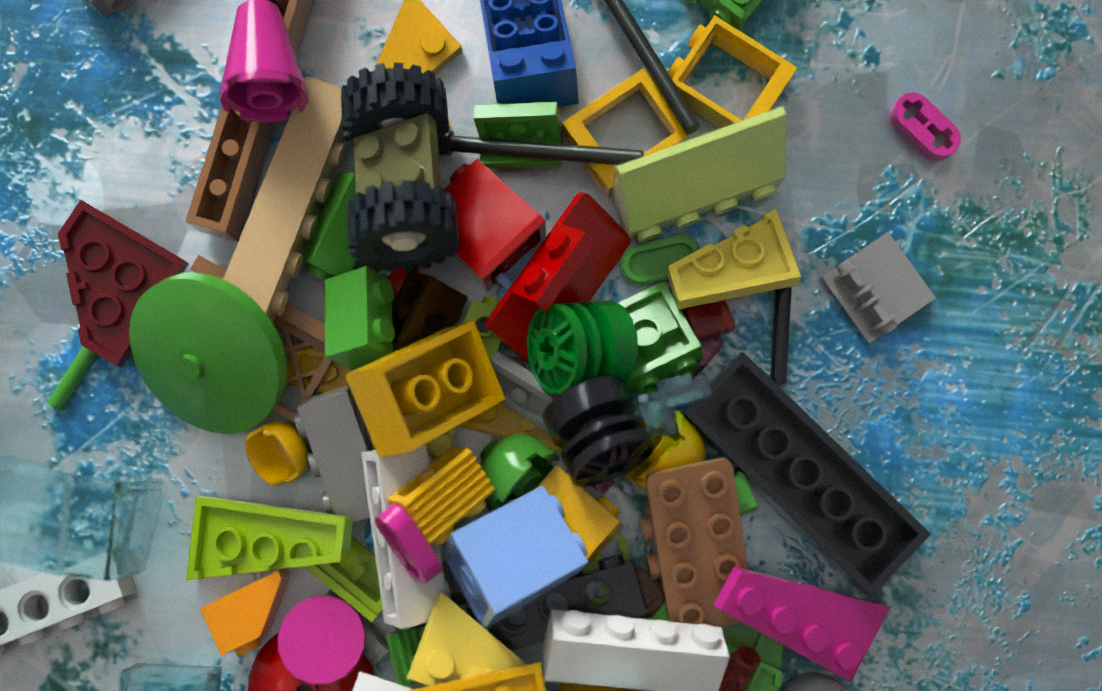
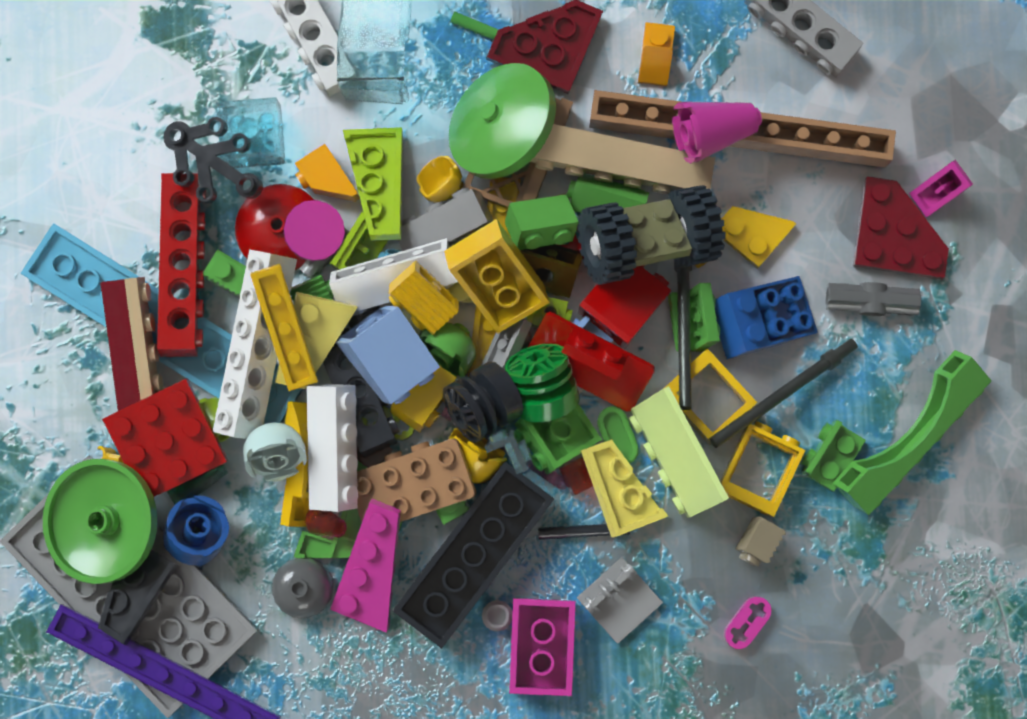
camera: 85 degrees right, 0 degrees up
(154, 138) = (656, 54): none -> light orange slope
(408, 544) = (387, 279): dark pink beam -> none
(829, 90) = (759, 541): none -> dark tan brick
(882, 452) = (497, 615): none -> light grey plate
(936, 396) = (542, 647): none -> dark pink brick

